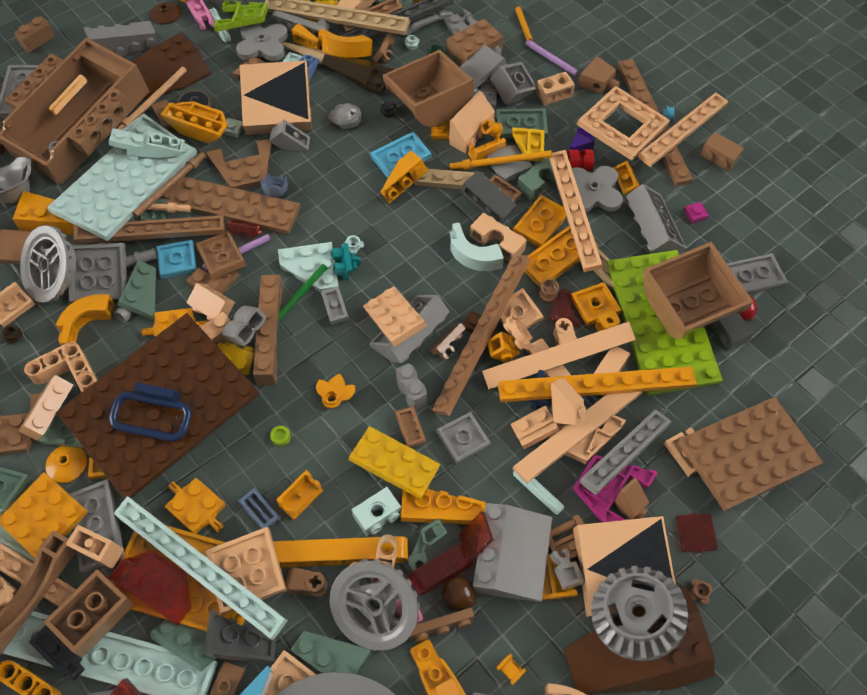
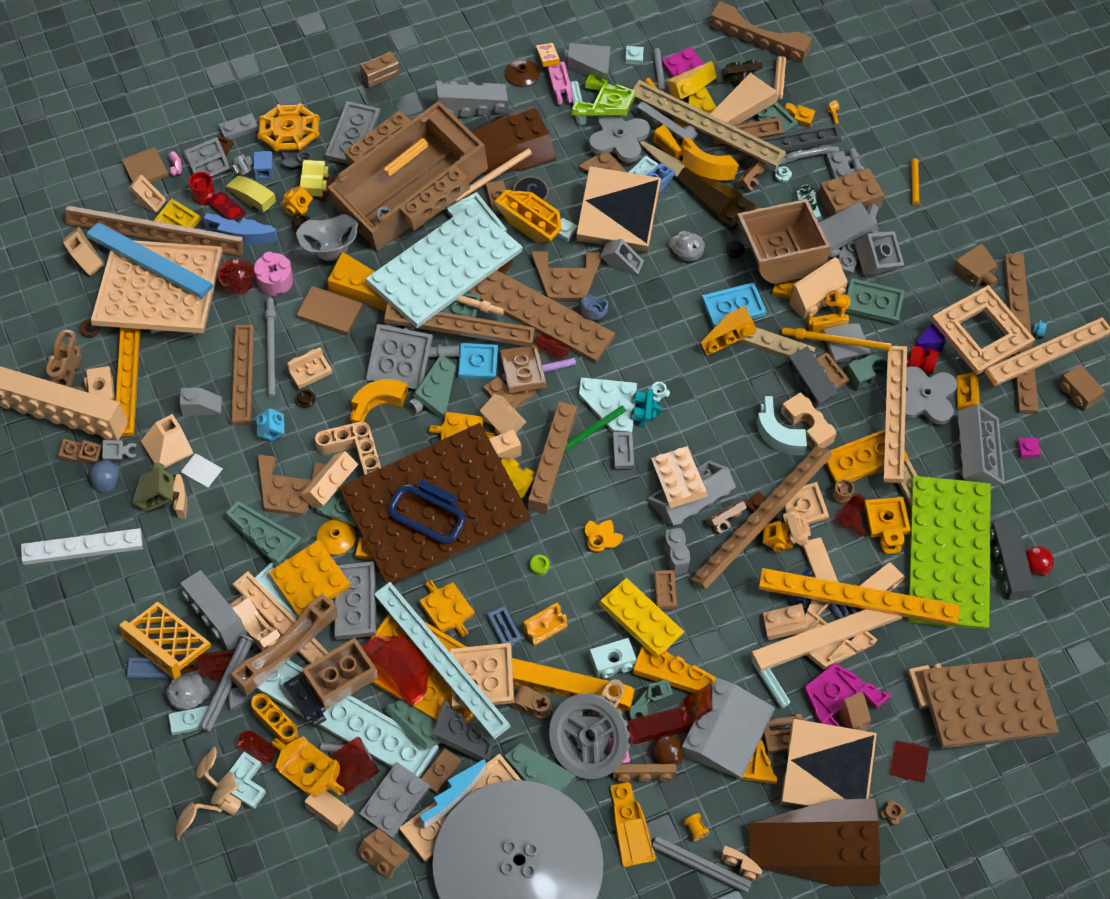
camera: 15 degrees right, 0 degrees up
(47, 270) = (340, 350): light grey gear -> none
(95, 546) = (355, 618): light nougat brick -> none
(148, 146) = (474, 235): light aqua slope -> none
(190, 165) = (513, 263): medium nougat bar -> none
(244, 325) = (531, 448): light grey brick -> none
(463, 437) = (714, 613): light grey tile -> none
(529, 140) = (875, 324): yellow wing -> none
(540, 221) = (859, 415): light orange tile -> none
(551, 57) = (934, 231): lavender bar -> none
(555, 88) = (927, 269): light nougat brick -> none
(559, 355) = (832, 558): light nougat tile -> none
(563, 331) = (844, 545): light nougat piece -> none
(566, 403) = (820, 606): light nougat slope -> none
(566, 571) = (773, 759): light grey plate -> none
(625, 452) = (865, 667): light grey plate -> none
(632, 637) = (811, 825): light grey gear -> none
(693, 290) = (984, 529): medium nougat container -> none
(758, 273) = (1057, 529): light grey tile -> none

